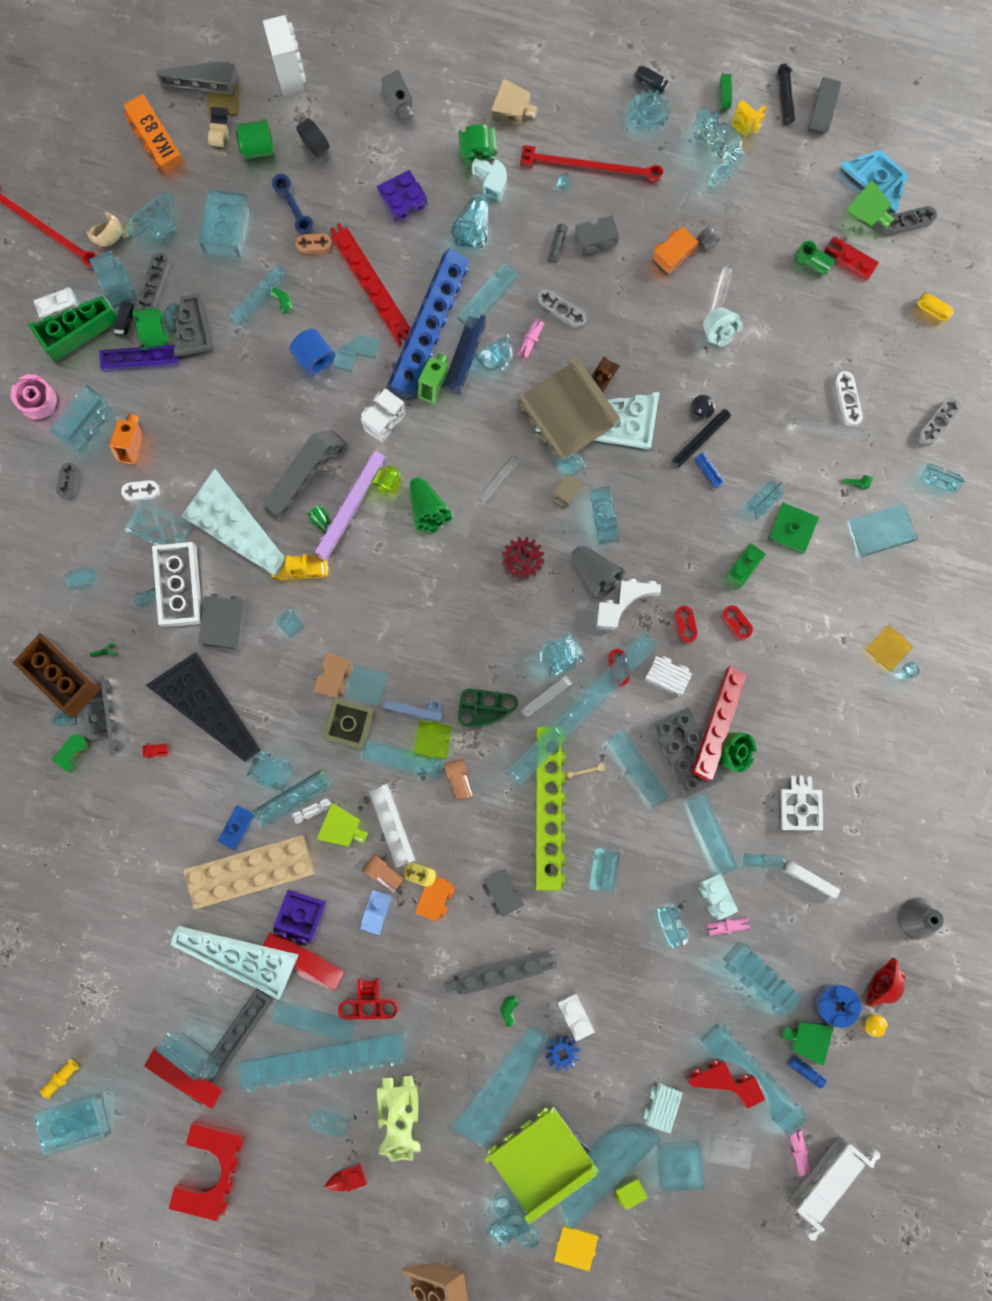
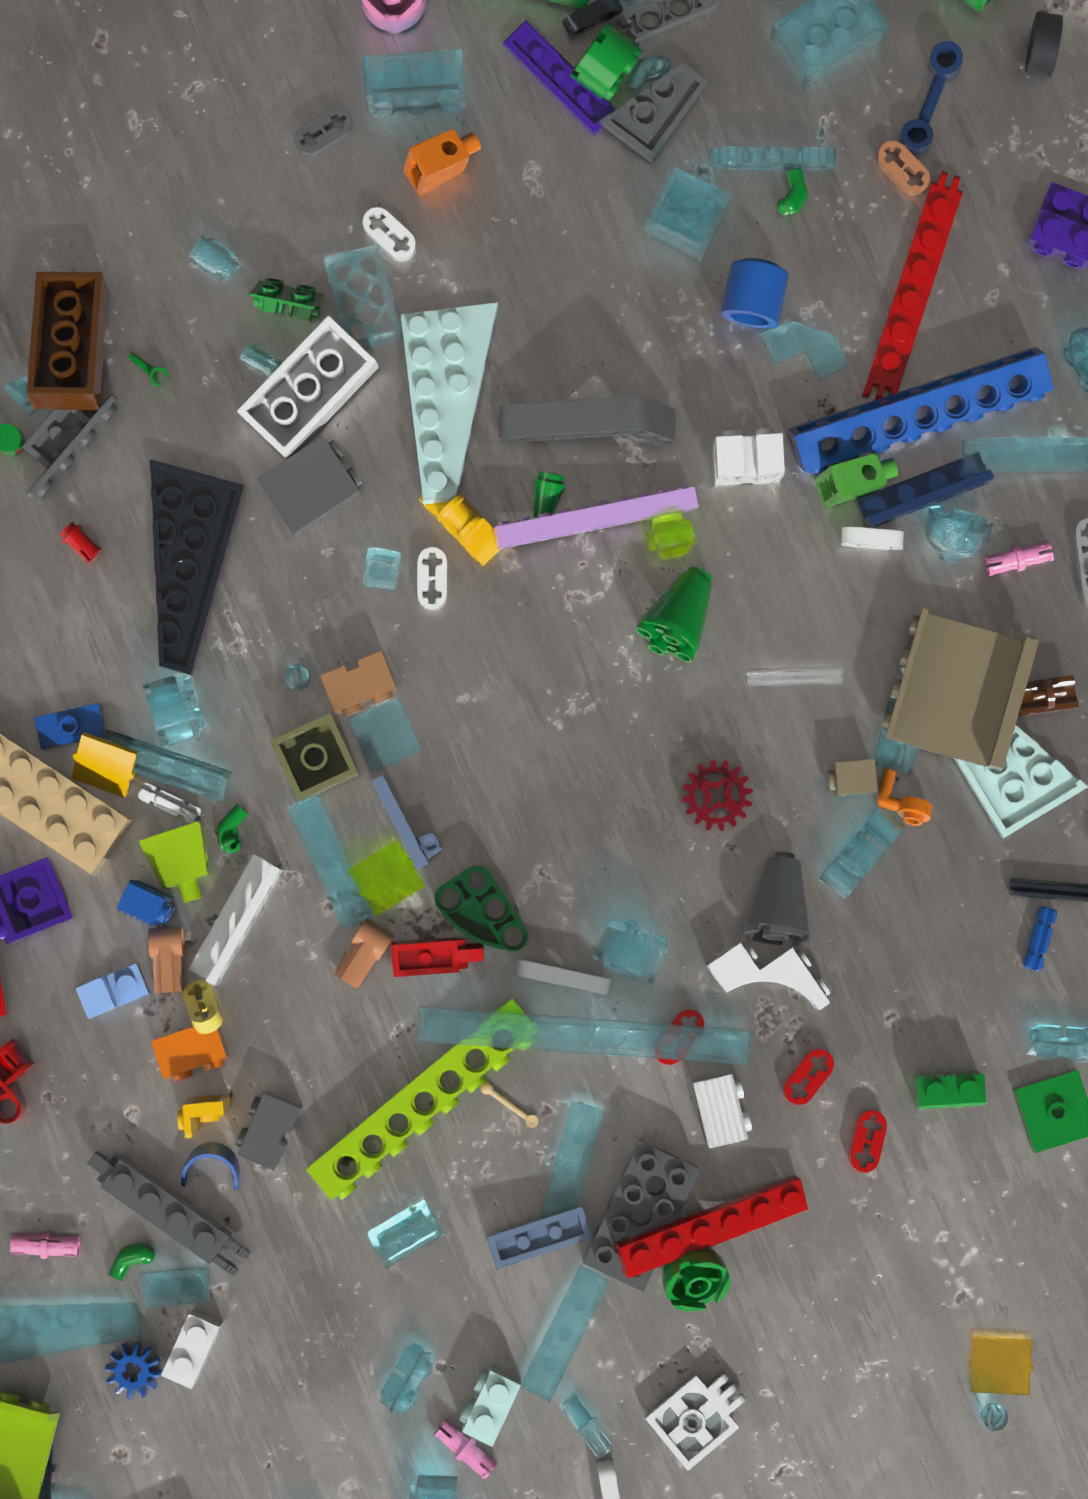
camera: 50 degrees right, 5 degrees up
(118, 563) = (272, 291): none -> green hinge
(250, 351) = (687, 213): none -> clear light blue brick
(267, 826) = (104, 764): none -> yellow piece
(302, 707) = (304, 676): none -> clear light blue hinge
(311, 606) = (440, 578): none -> white beam
(347, 794) = (228, 829): none -> green arm
(349, 860) = (146, 903): none -> blue brick
(466, 393) = (872, 538): none -> white beam
(468, 912) = (205, 1107): none -> yellow bracket
(468, 1046) = (45, 1245): none -> bright pink pin
(487, 748) = (433, 956): none -> red hinge
(490, 927) = (217, 1151): none -> helmet
(540, 1000) = (176, 1287): none -> clear light blue plate
(603, 477) = (911, 809): none -> orange plate
(658, 808) = (539, 1237): none -> sand blue hinge

